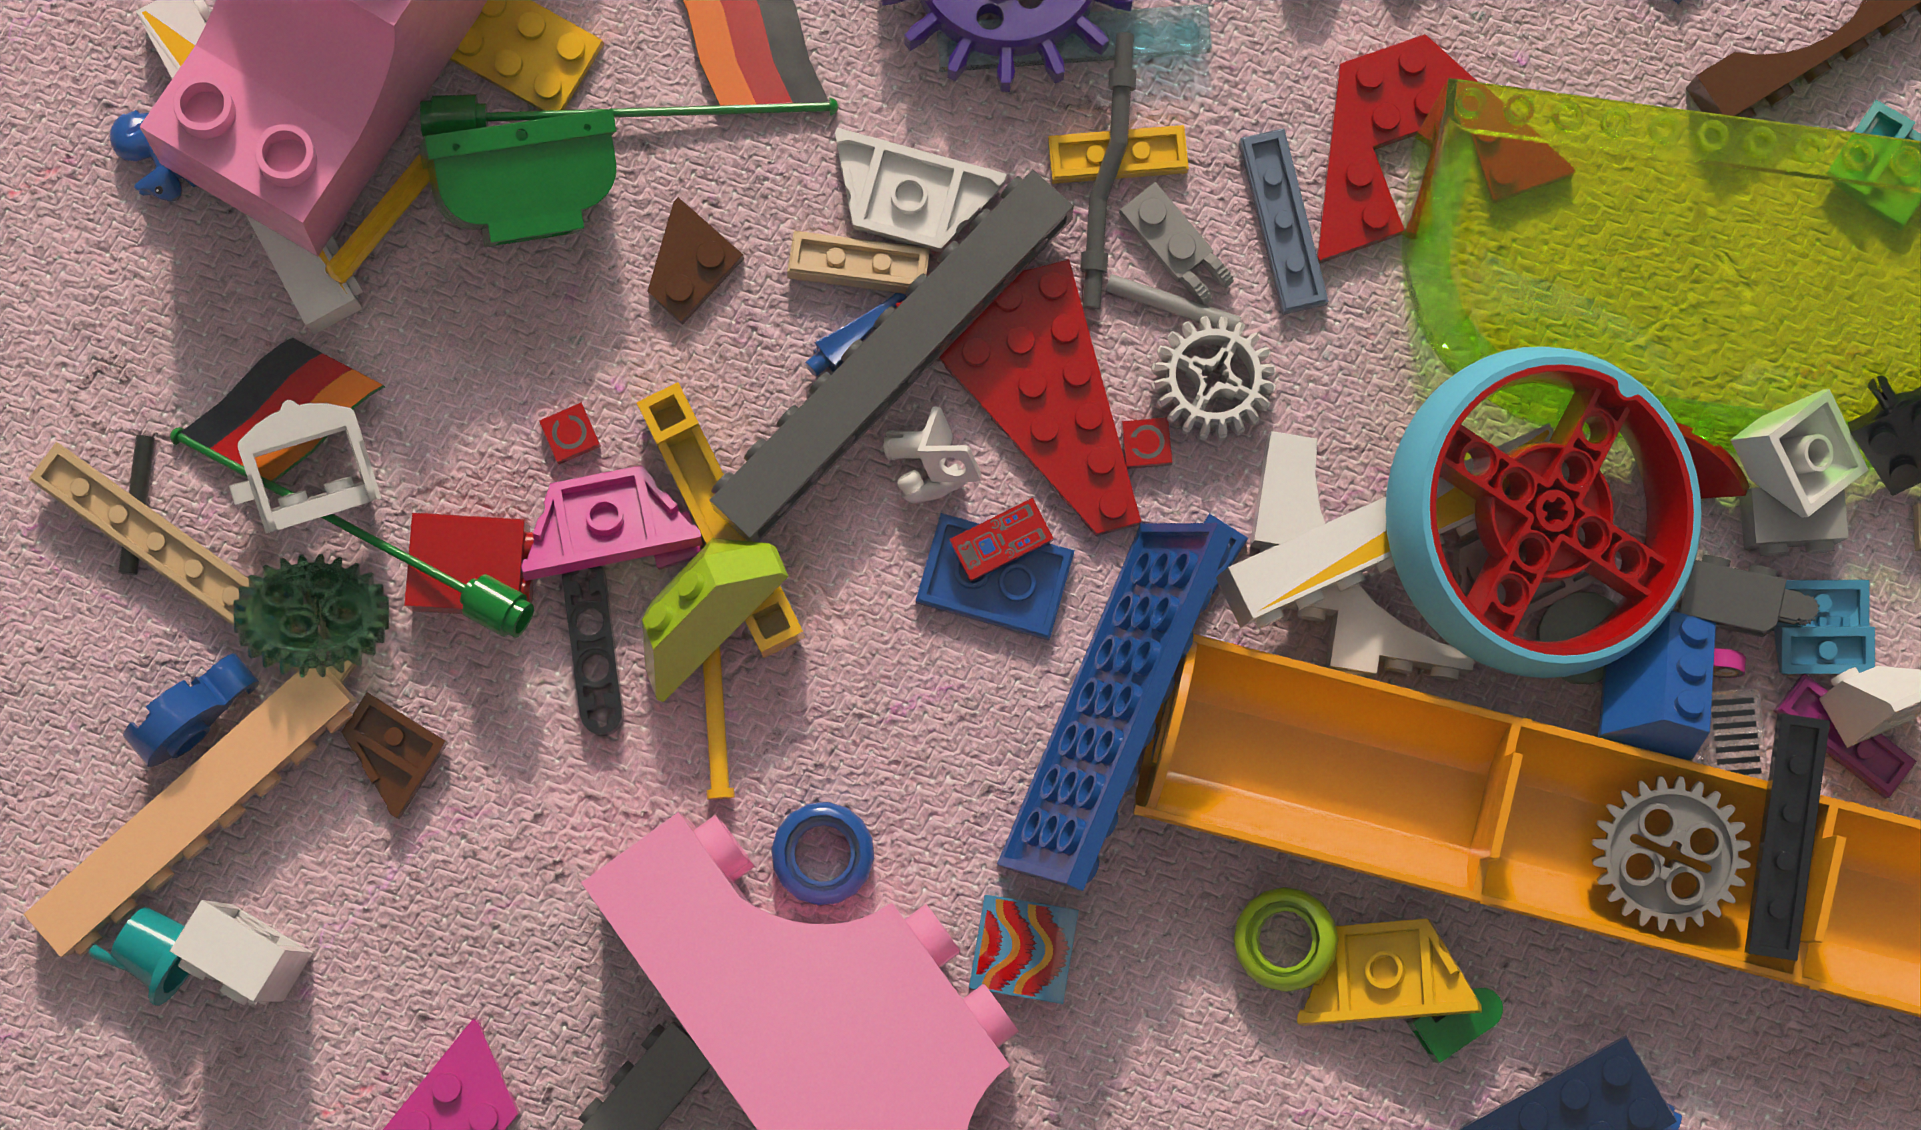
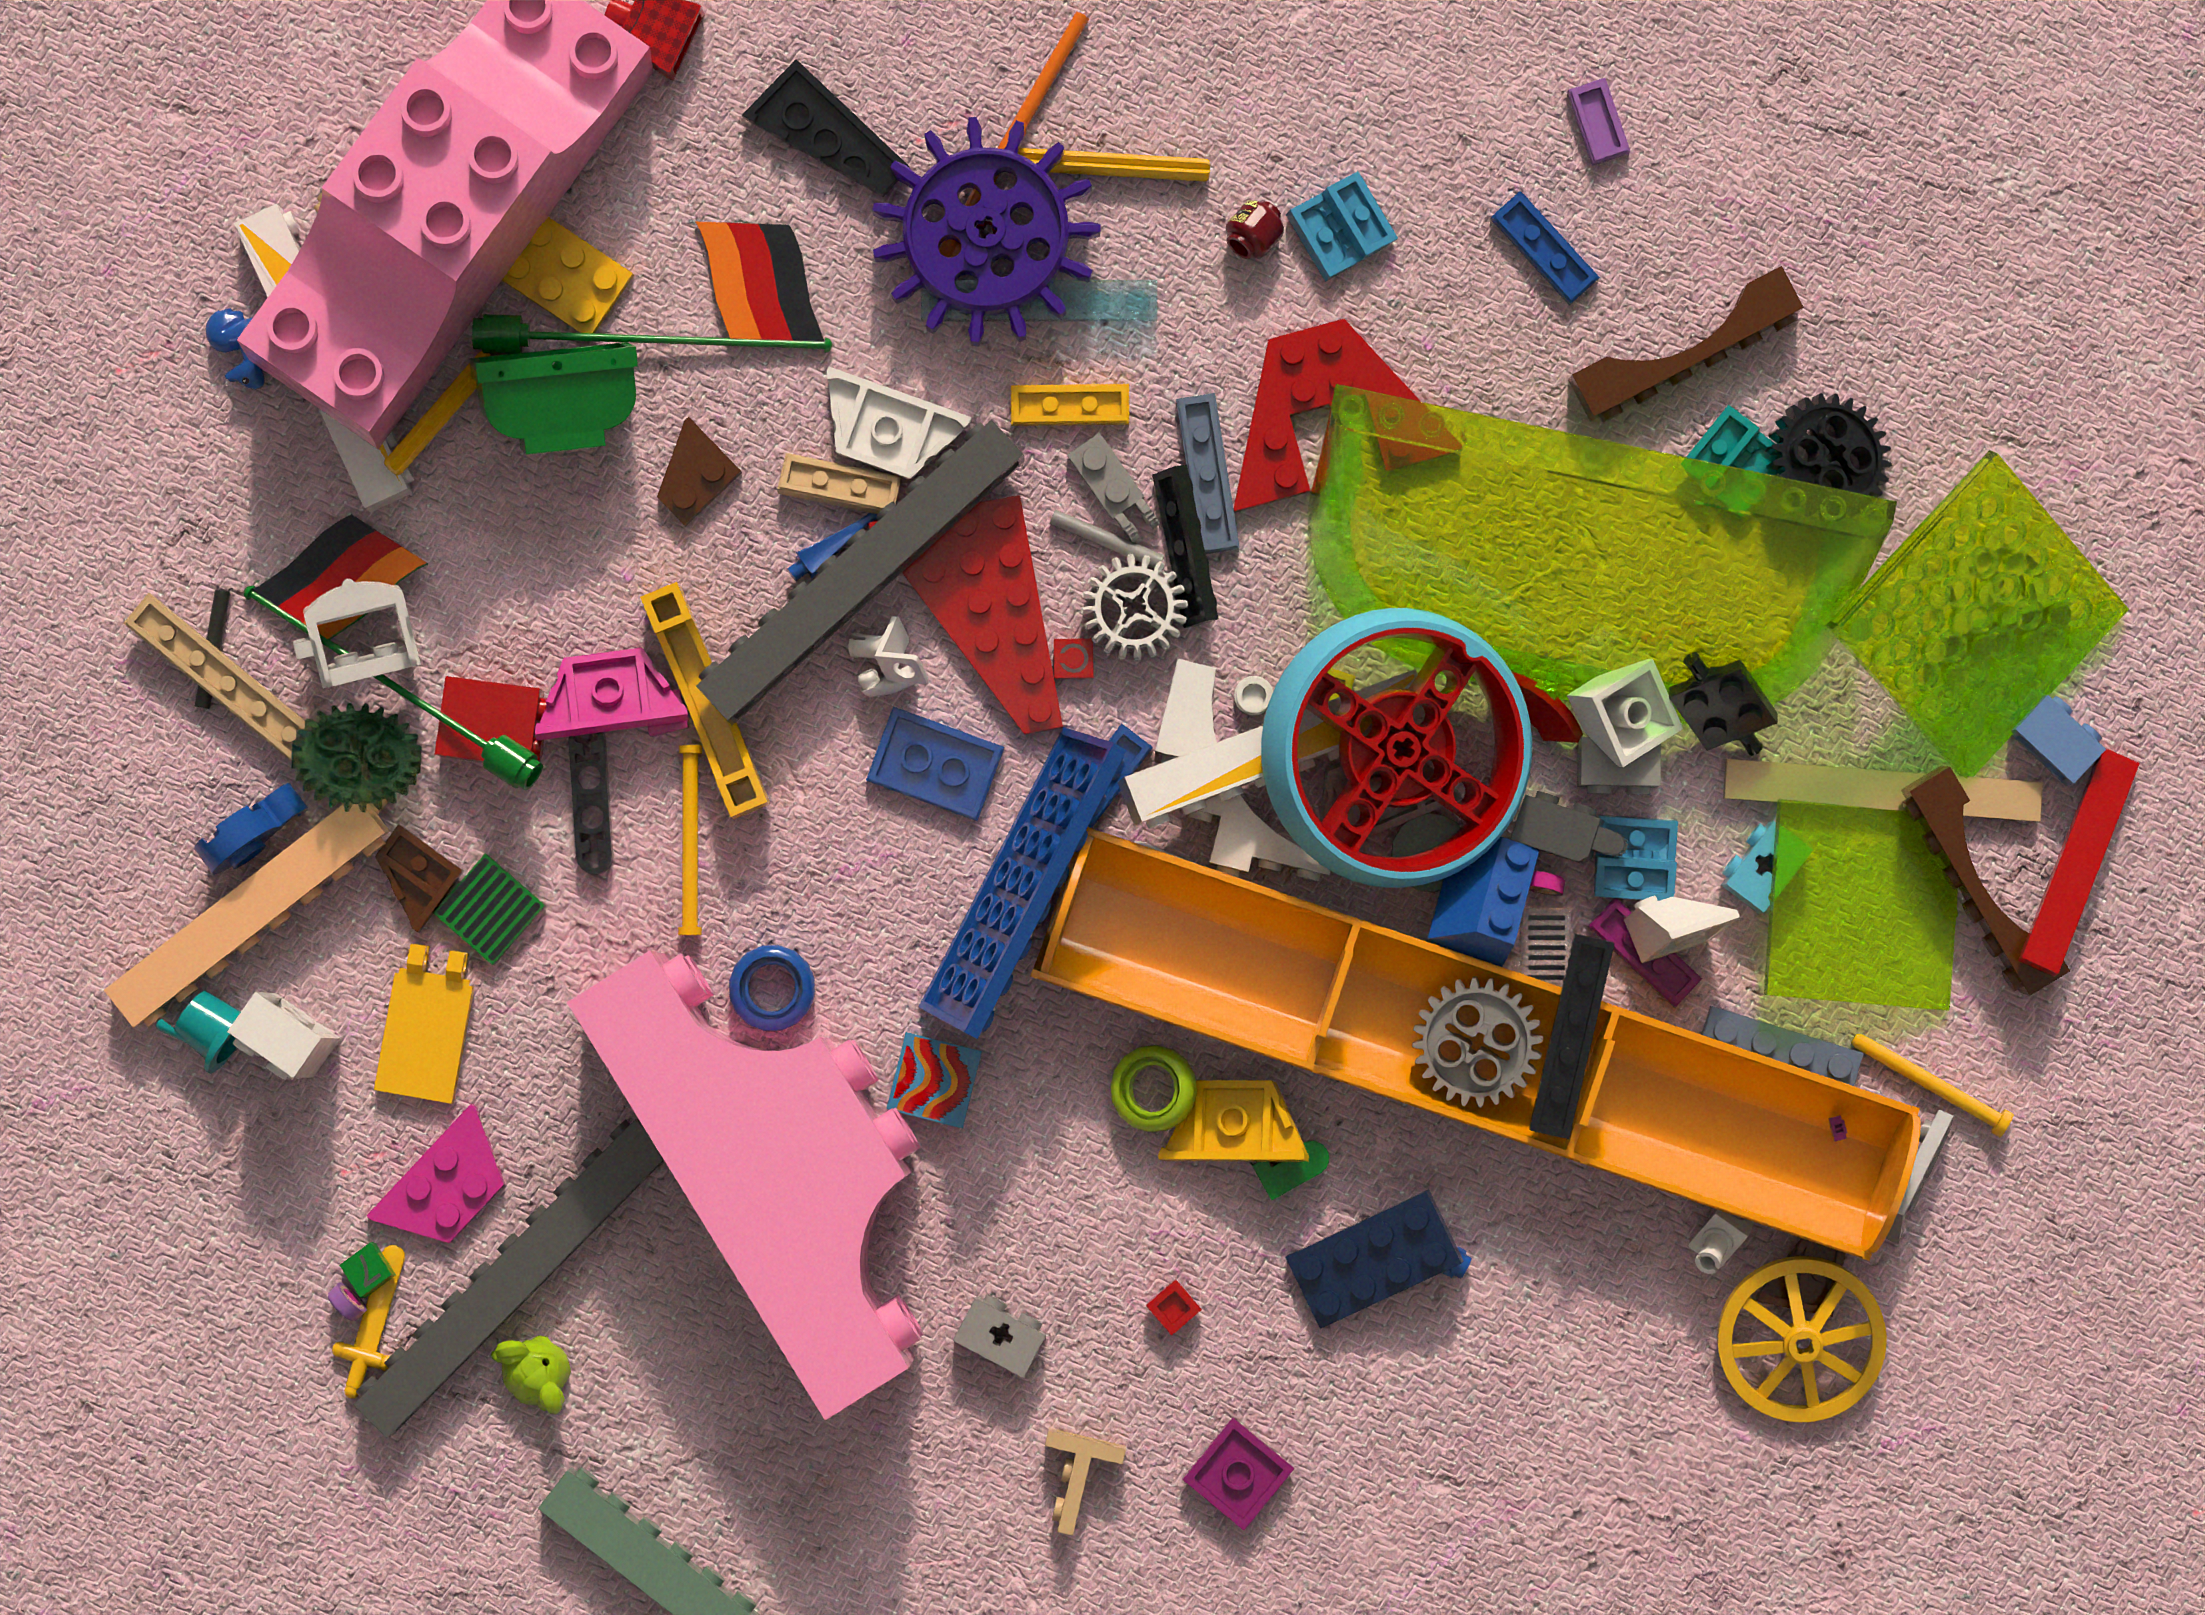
camera: 10 degrees right, 5 degrees up
(413, 933) = (425, 1028): none -> yellow tile
(481, 785) = (489, 909): none -> tile
(570, 433) = (583, 614): red tile -> none
(705, 607) = (687, 774): lime wedge -> none
(1001, 539) = (942, 734): red tile -> none
(1122, 81) = (1076, 344): dark grey bar -> none
(1266, 301) = (1185, 544): none -> black plate
(1359, 471) = (1253, 695): none -> white tile

